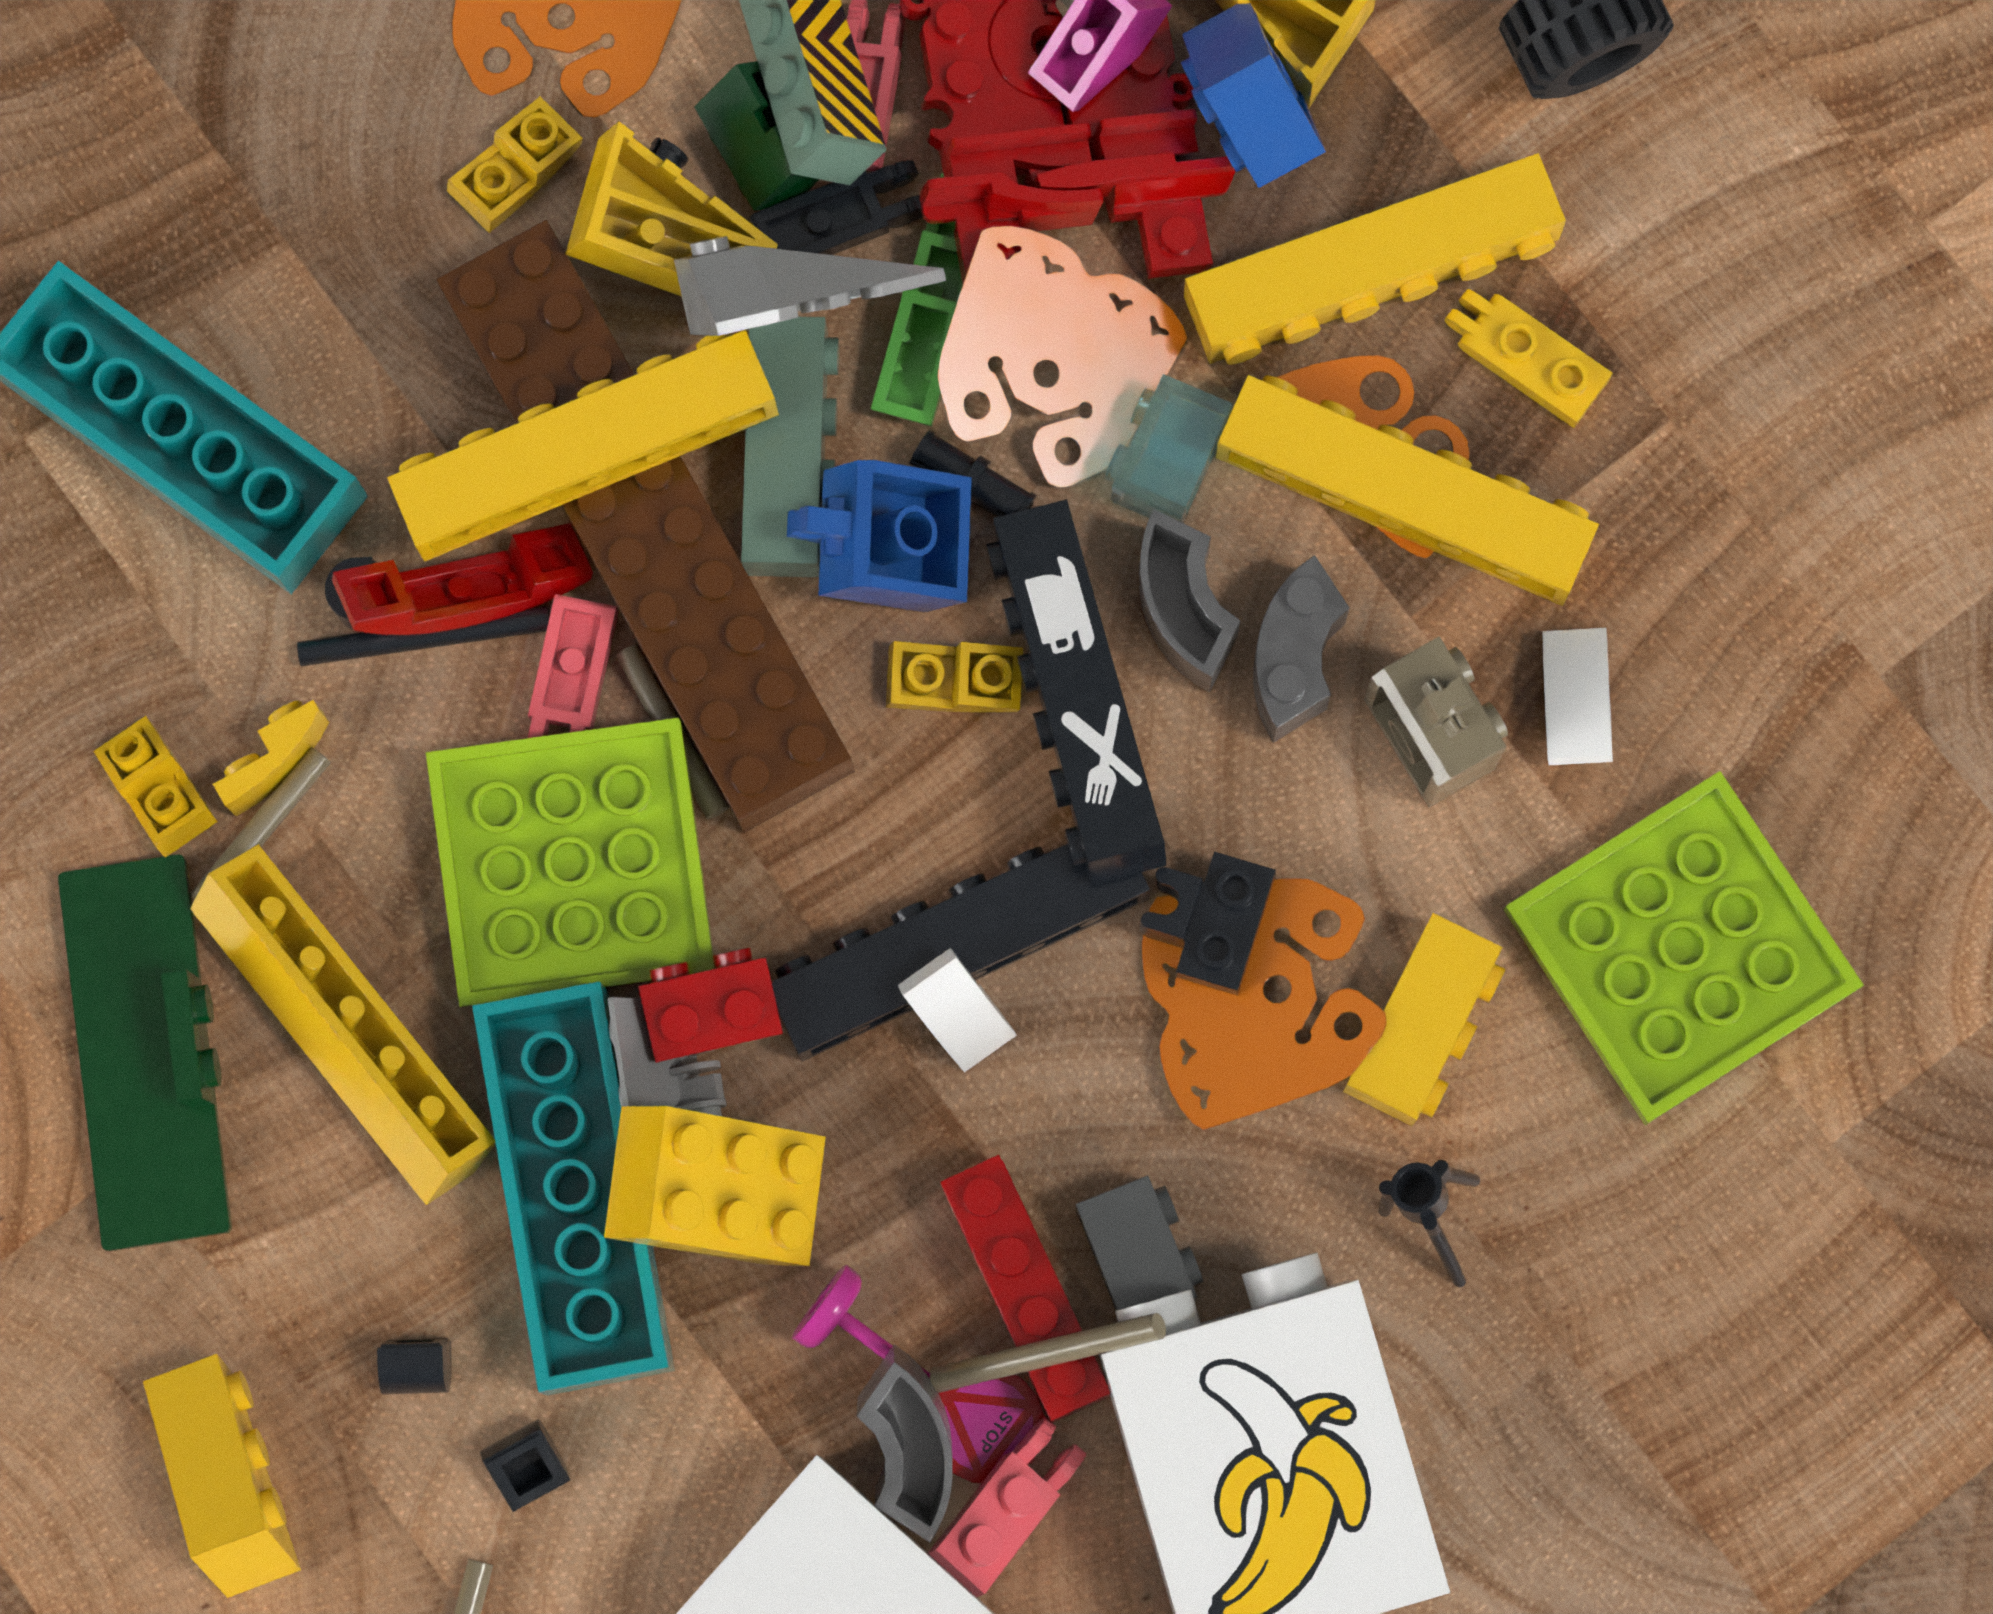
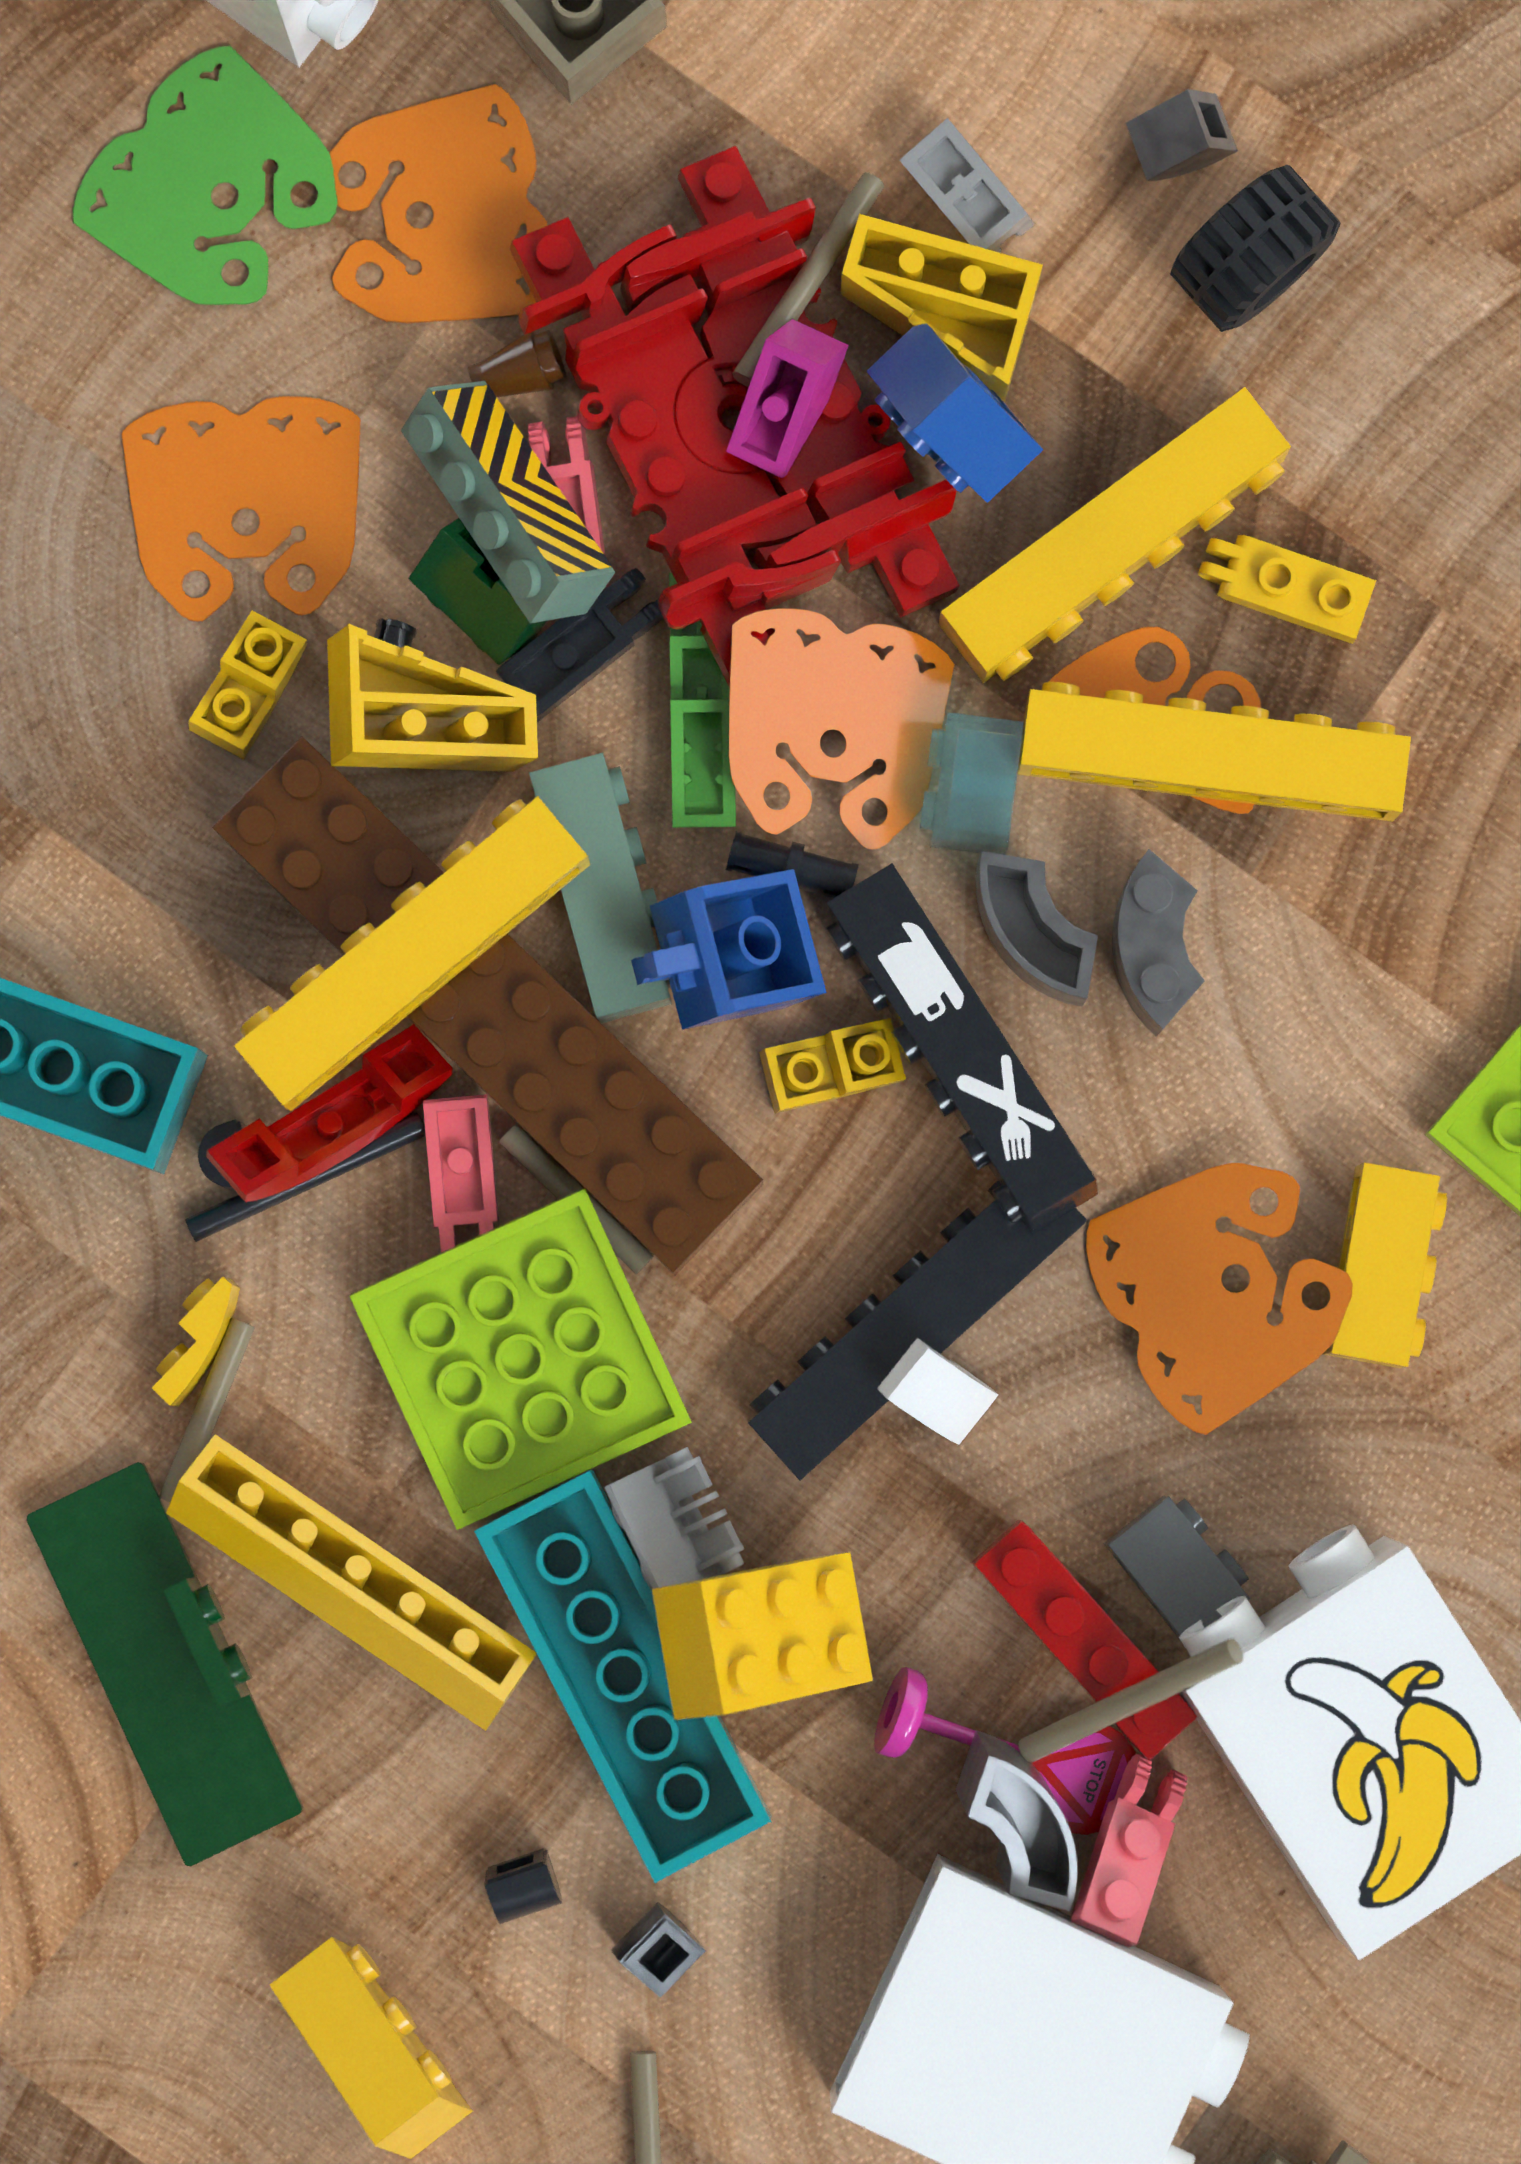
camera: 20 degrees left, 5 degrees up
(155, 786) = (92, 1402): yellow slope -> none
(710, 1006) = (701, 1460): red bracket -> none
(758, 286) = (539, 748): light grey wedge -> none
(1213, 919) = (1156, 1229): black plate -> none
(1422, 1199) = (1440, 1443): black plant -> none
(1436, 720) = (1314, 975): dark tan hinge -> none
(1577, 696) = (1436, 908): white slope -> none

